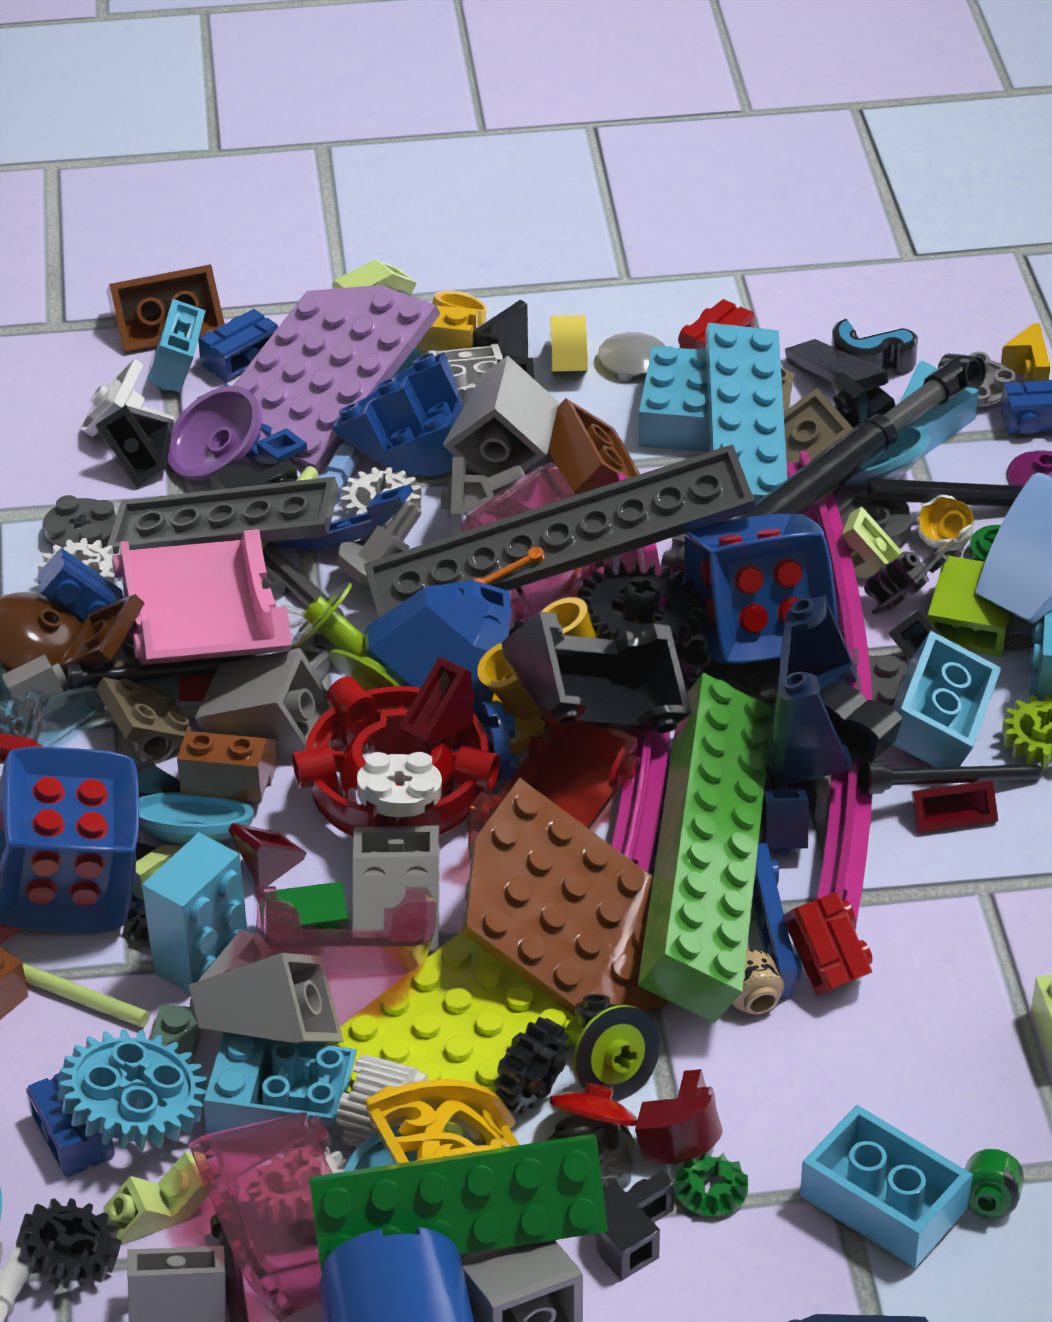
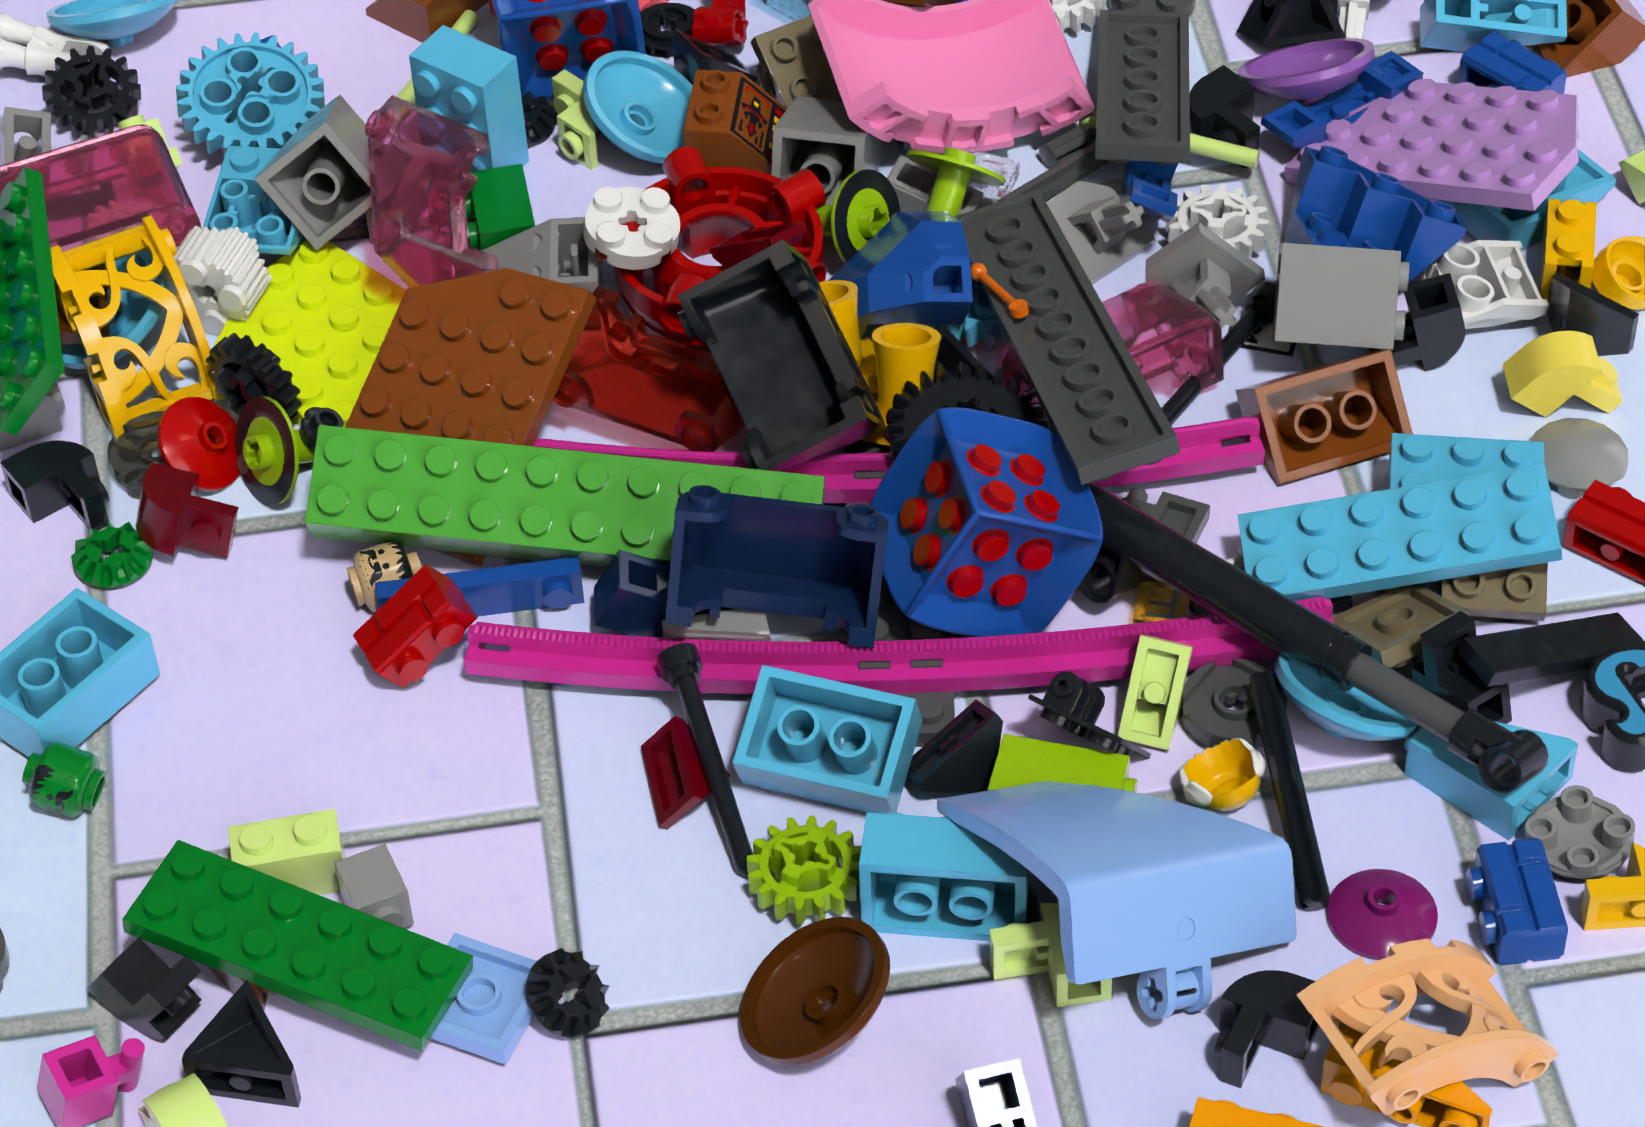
camera: 90 degrees right, 5 degrees up
(265, 852) = (596, 162): slope -> none
(342, 466) = (1273, 189): light blue bar -> none
(860, 723) = (749, 623): black brick -> none

